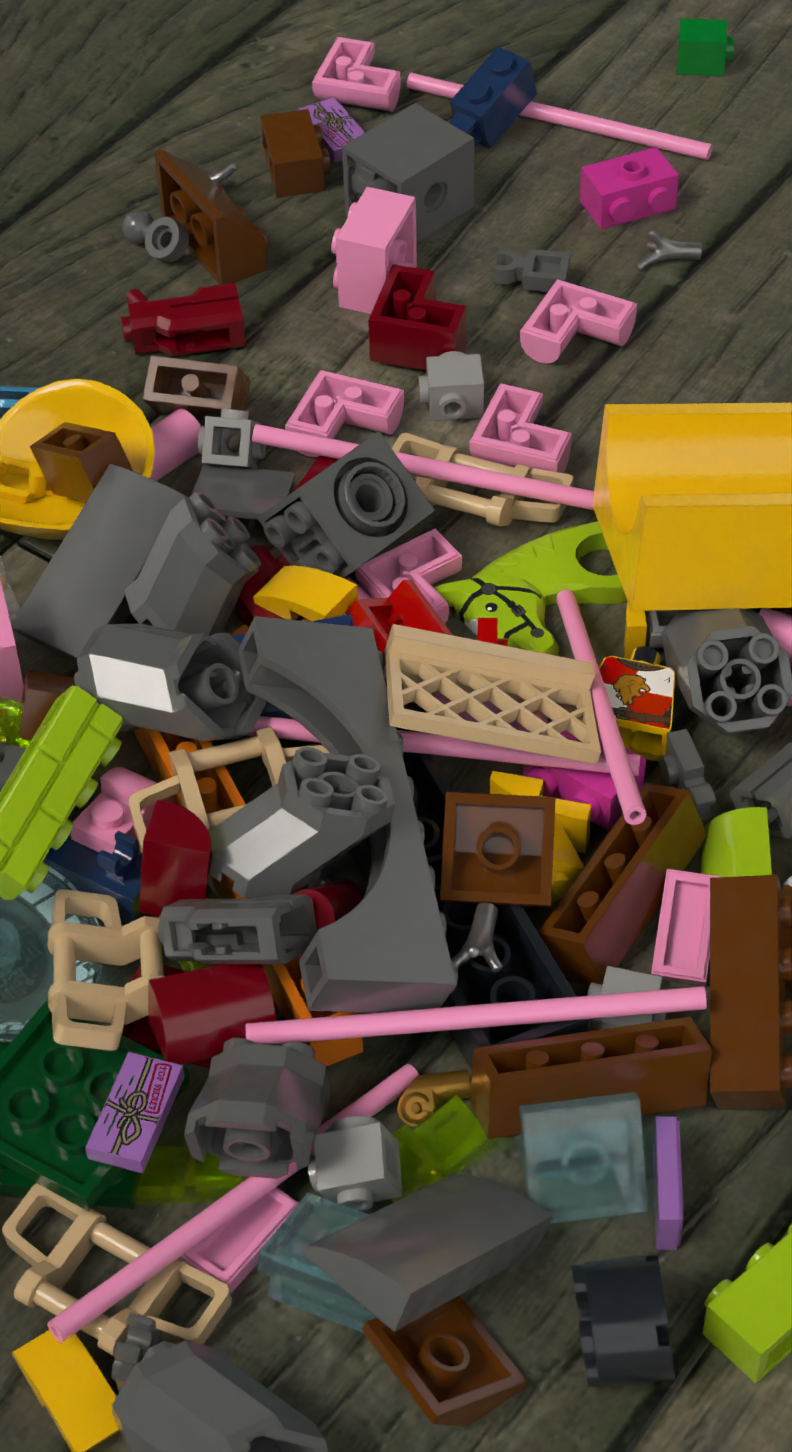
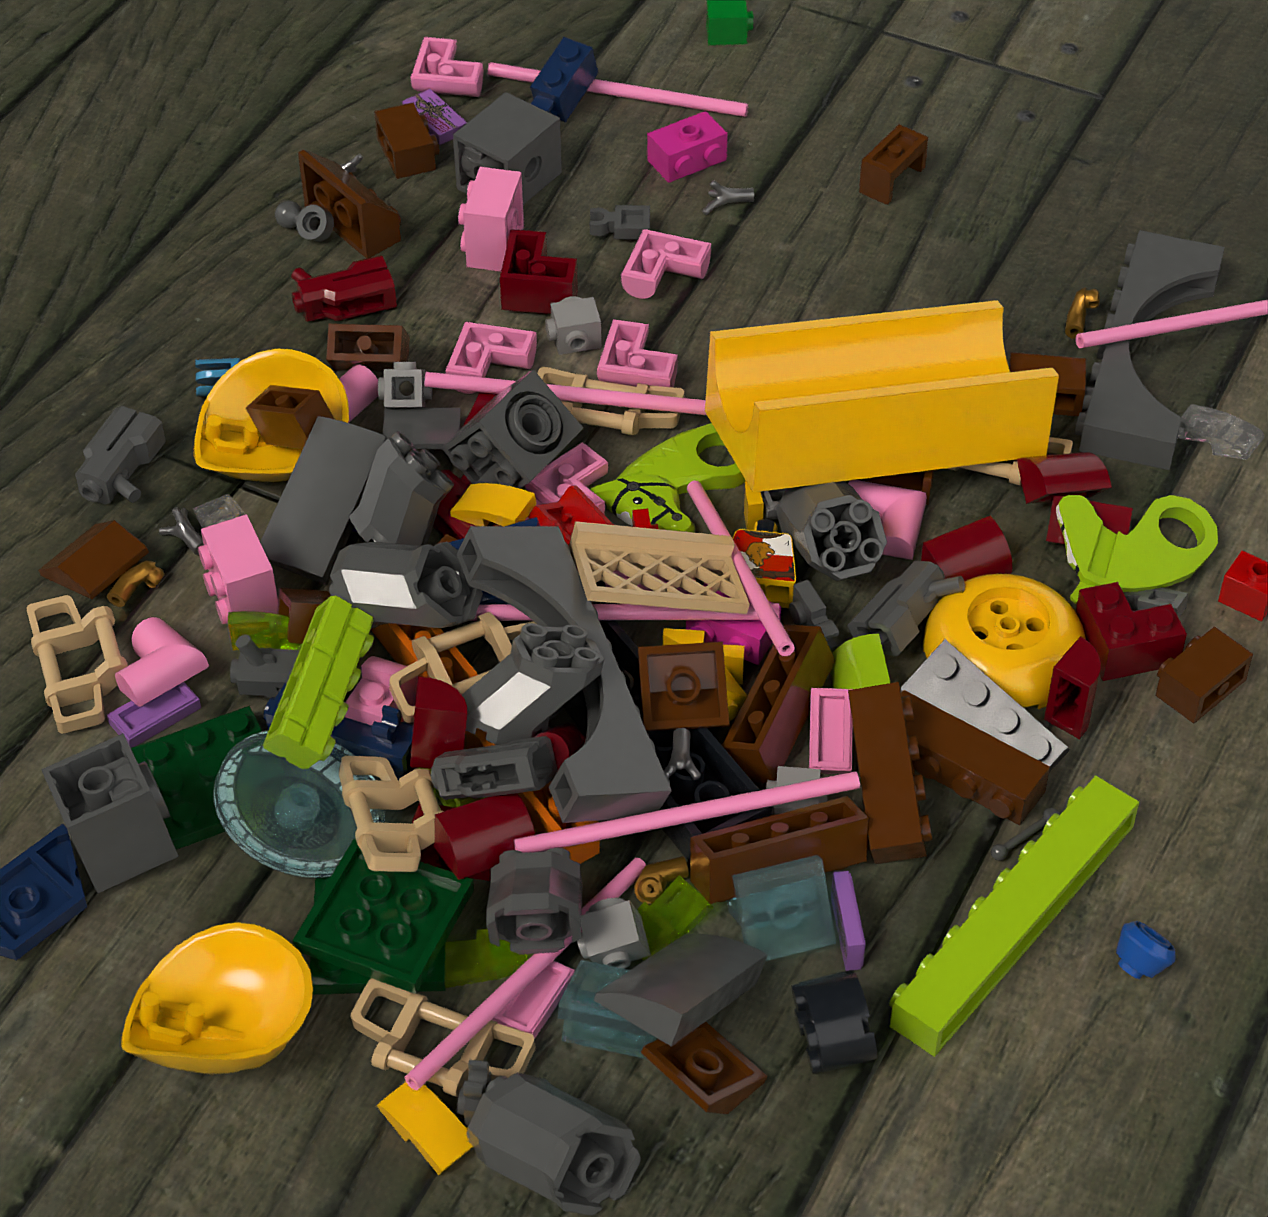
camera: 10 degrees left, 0 degrees up
(135, 1112) = (440, 915): medium lavender tile -> none

